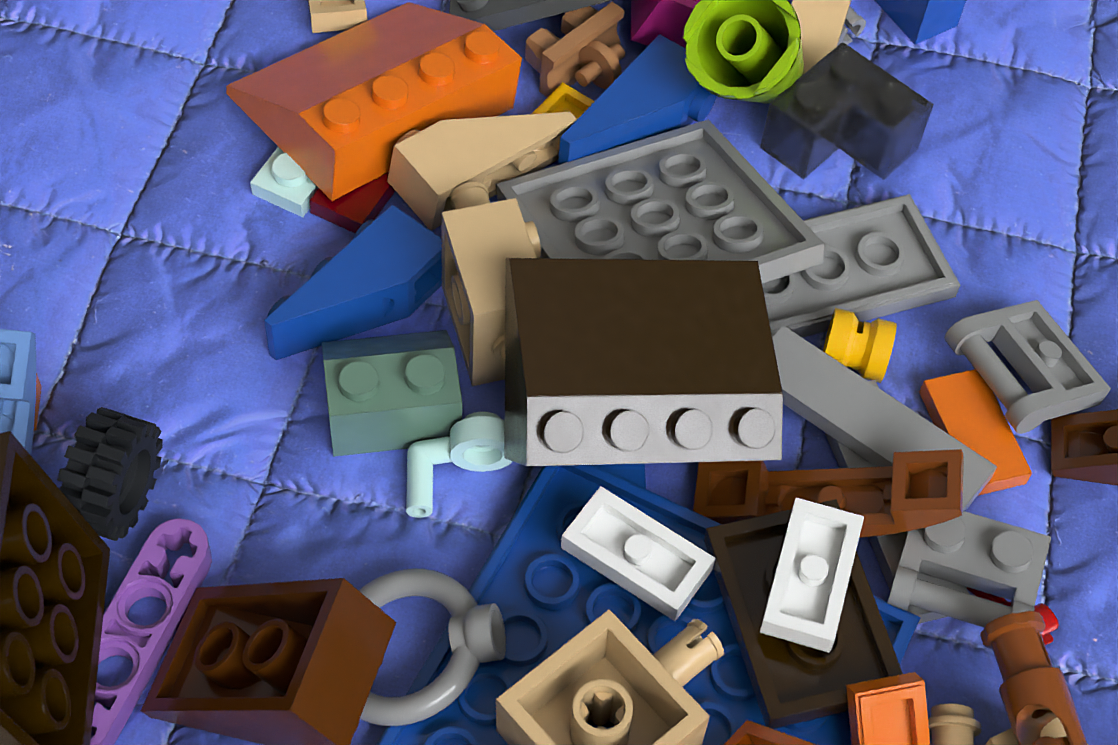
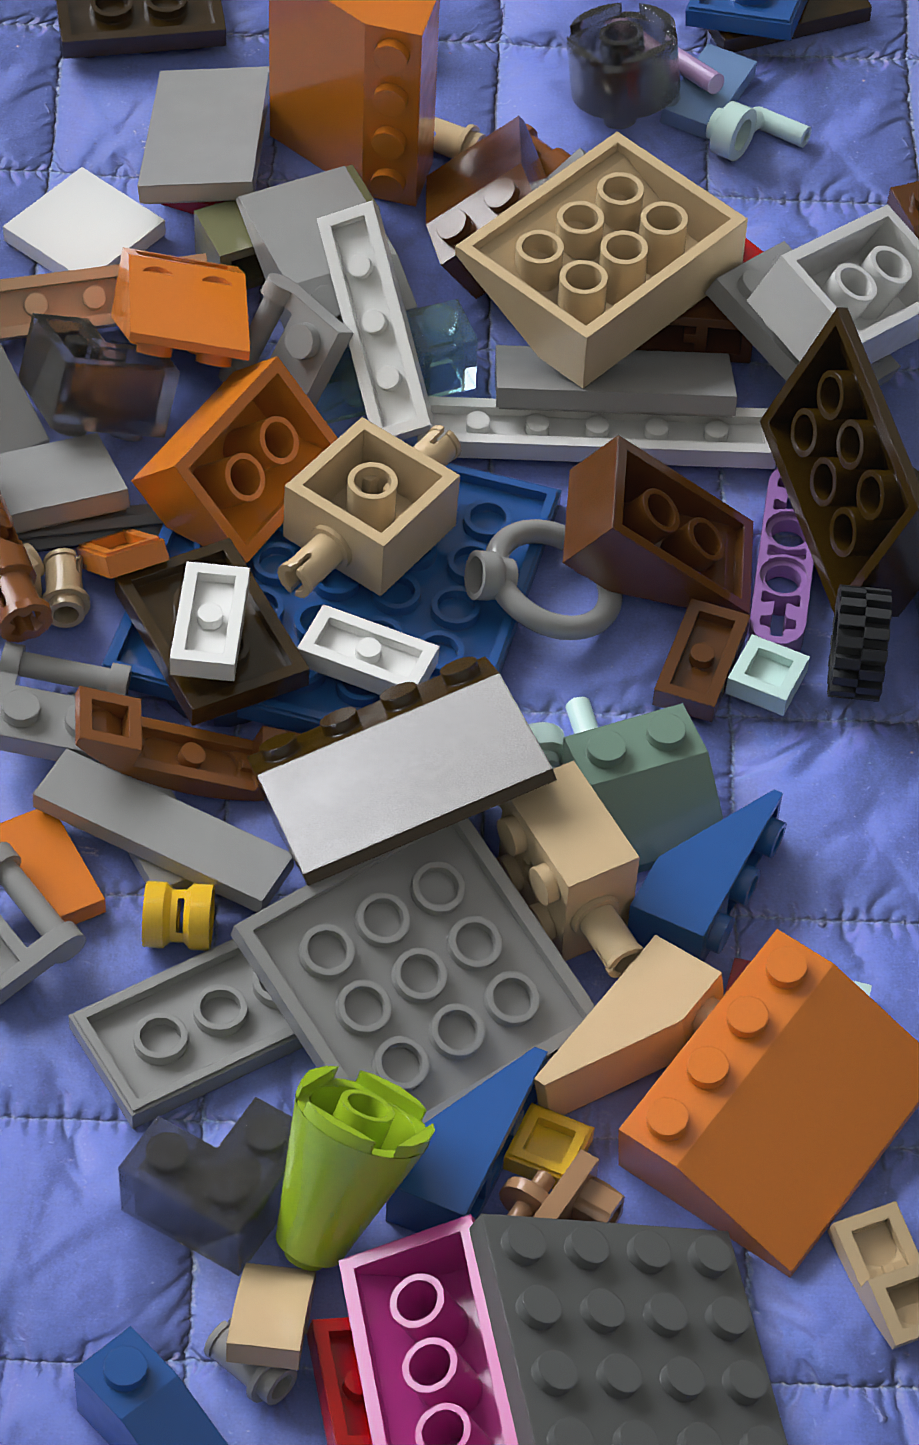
camera: 170 degrees right, 5 degrees down
(213, 492) = (767, 675): none -> light aqua plate
(274, 522) = (701, 659): none -> reddish brown plate

